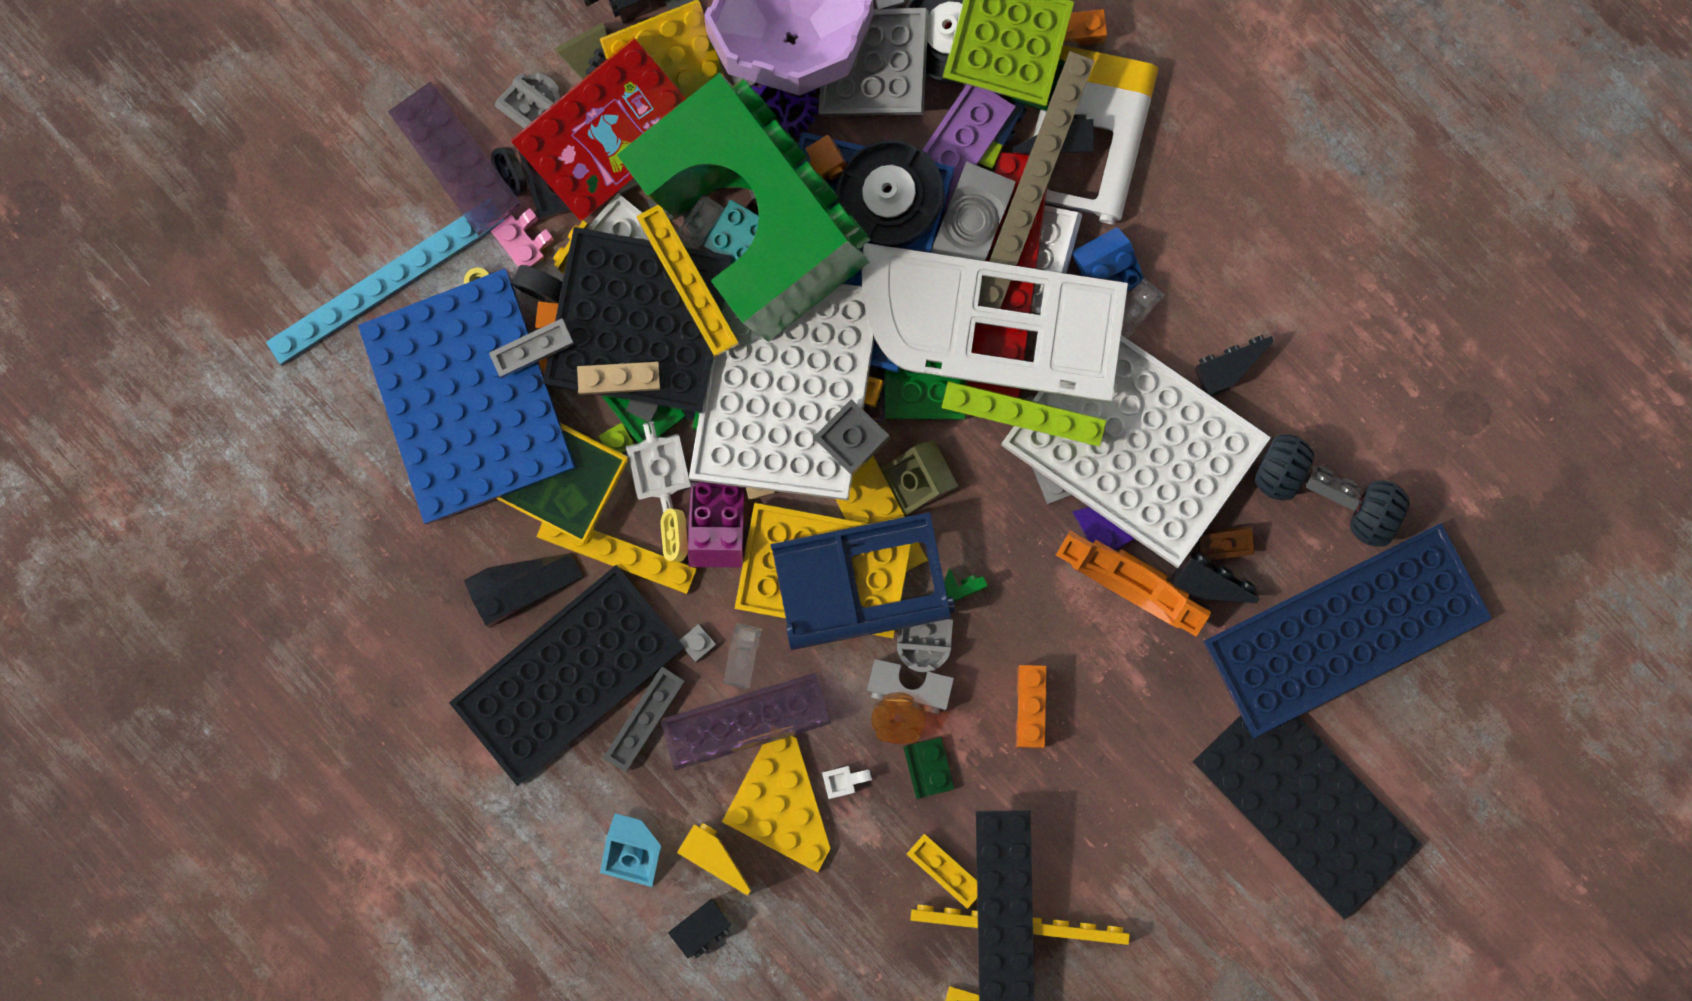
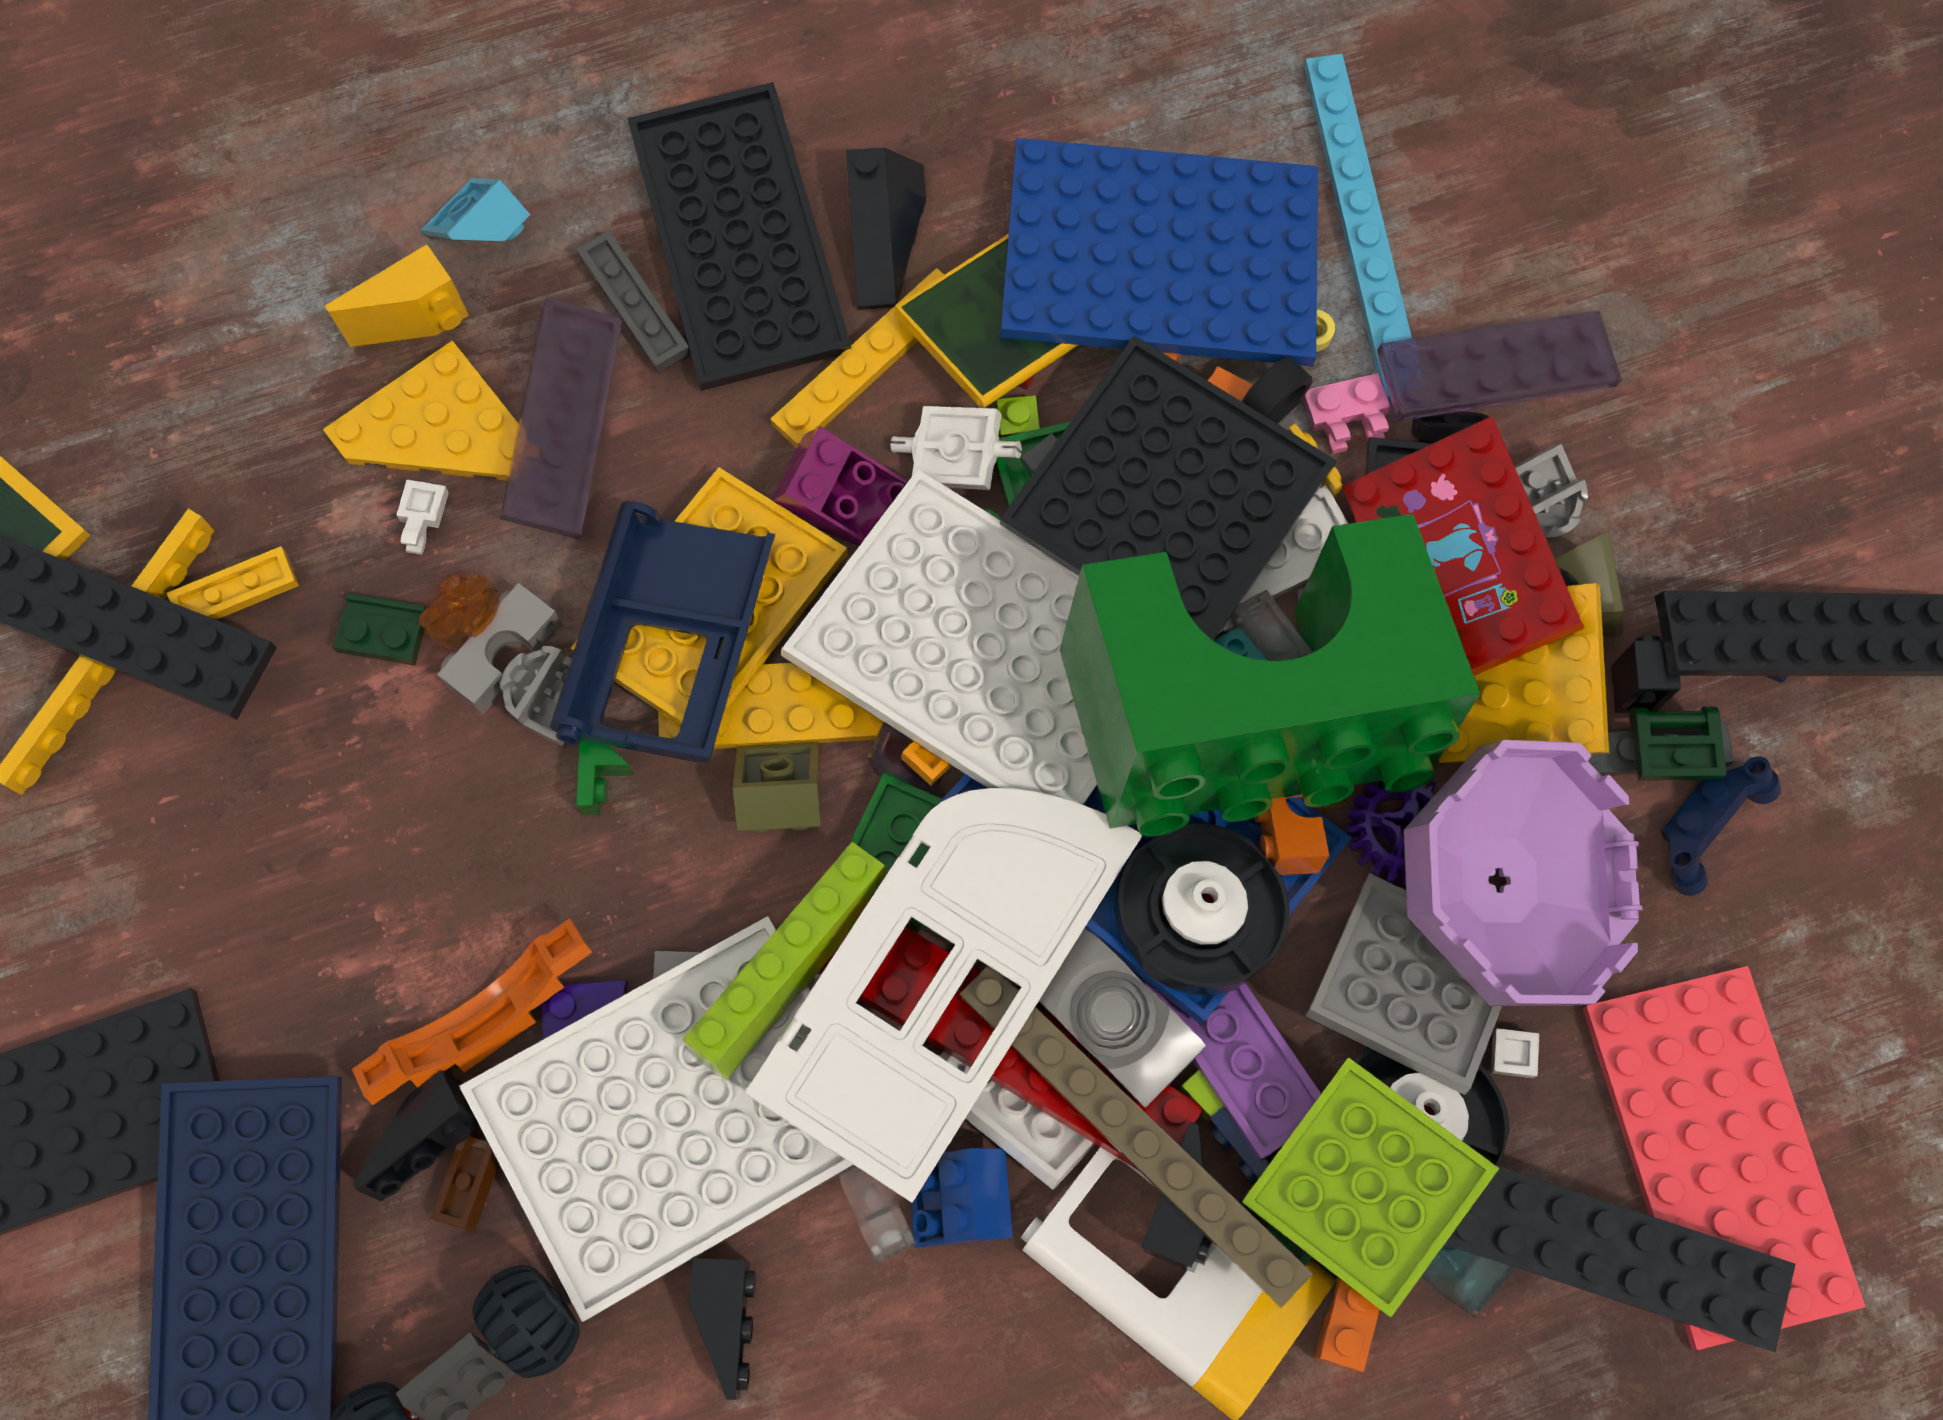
camera: 115 degrees right, 10 degrees down
(531, 348) = (1186, 335): light grey plate -> none
(618, 378) = (1095, 429): tan plate -> none
(674, 535) = (863, 435): light yellow plate -> none
(687, 280) = (1230, 566): yellow plate -> none
(697, 643) = (699, 408): light grey plate -> none
(699, 929) = (330, 256): black brick -> none
(742, 655) = (653, 453): clear slope -> none
(851, 437) = (862, 688): dark grey plate -> none
(1031, 706) = (384, 794): orange arch -> none

